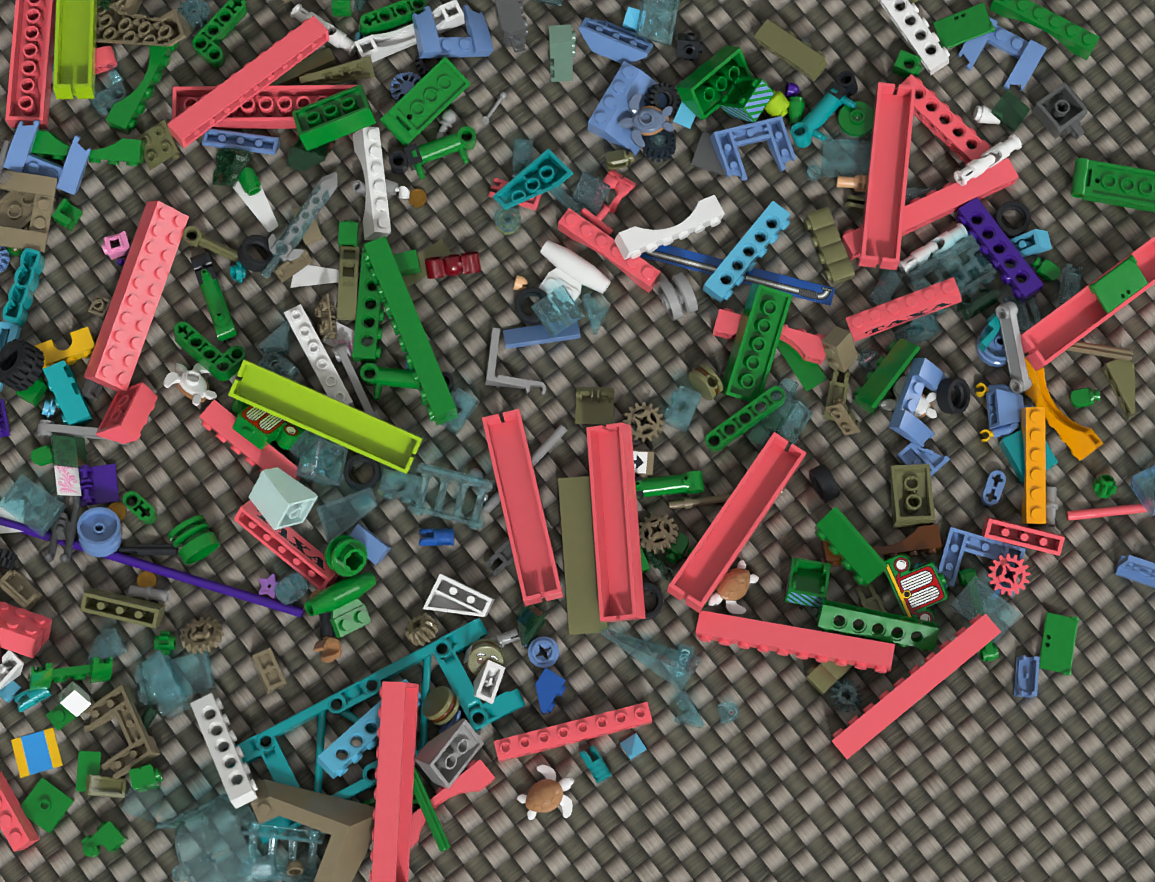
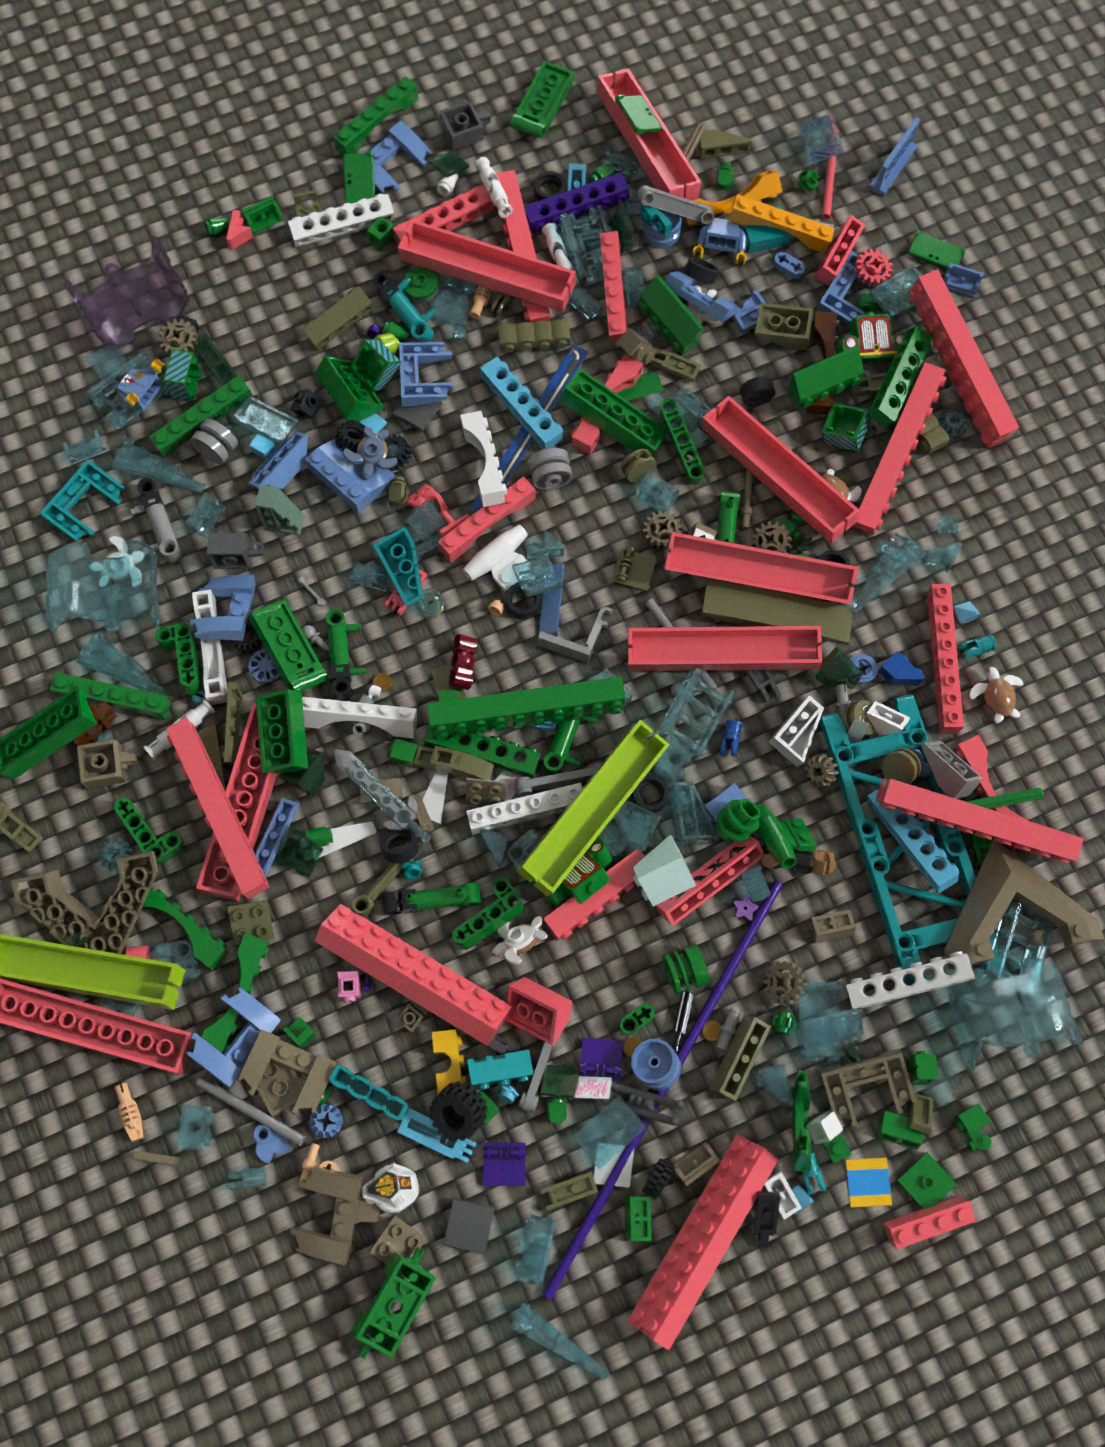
camera: 75 degrees left, 5 degrees down
(844, 419) = (699, 361): dark tan hinge -> none

